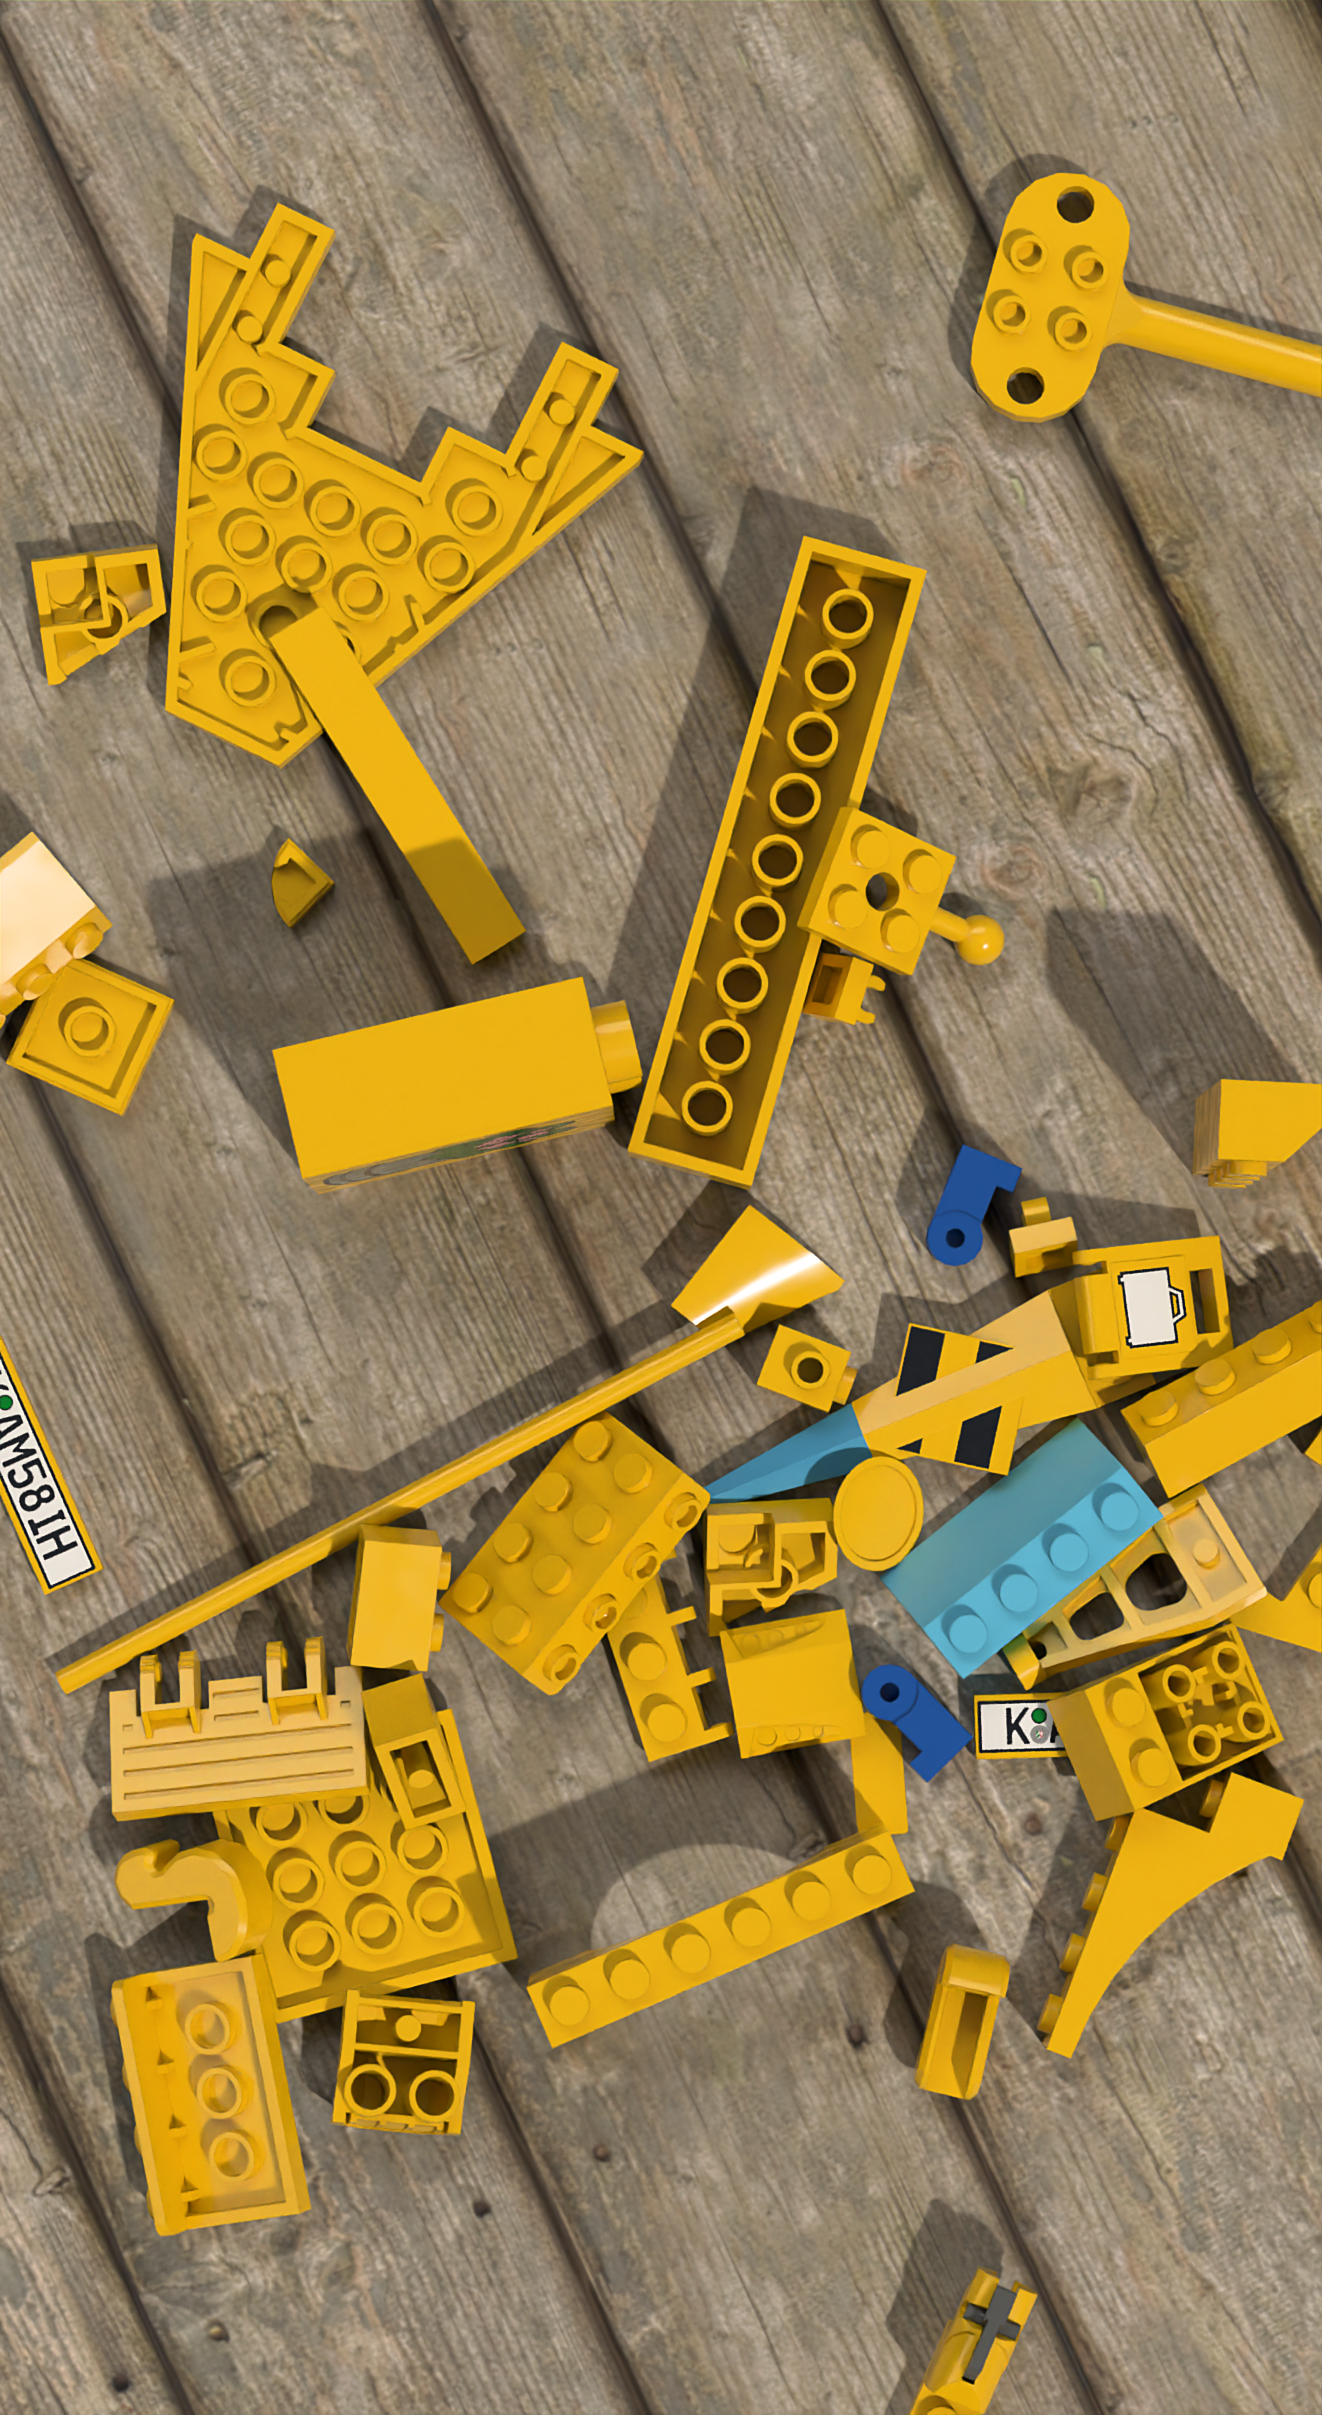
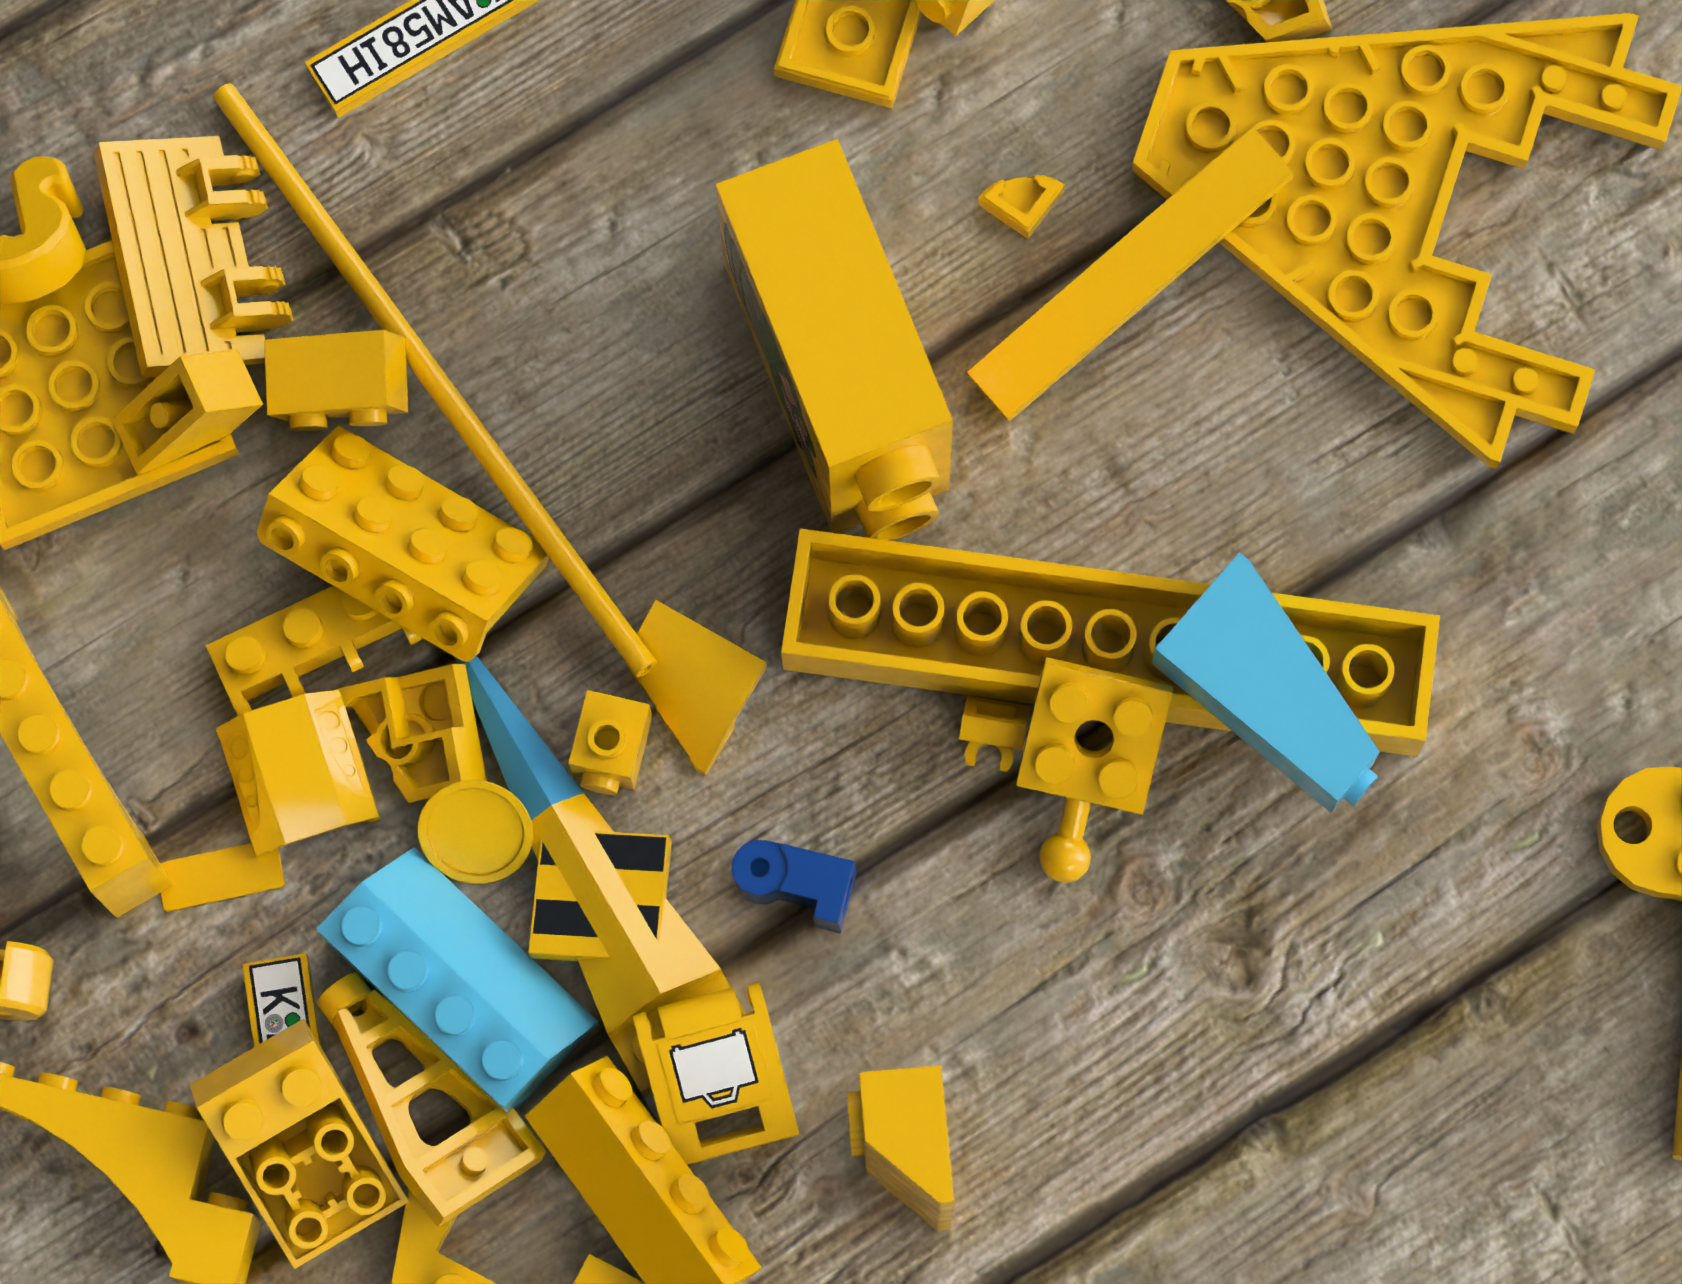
camera: 85 degrees right, 10 degrees down
(852, 718) = (1265, 684): none -> medium azure slope
(899, 1697) = (279, 898): blue leg -> none
(1041, 1242) = (769, 957): yellow tile -> none

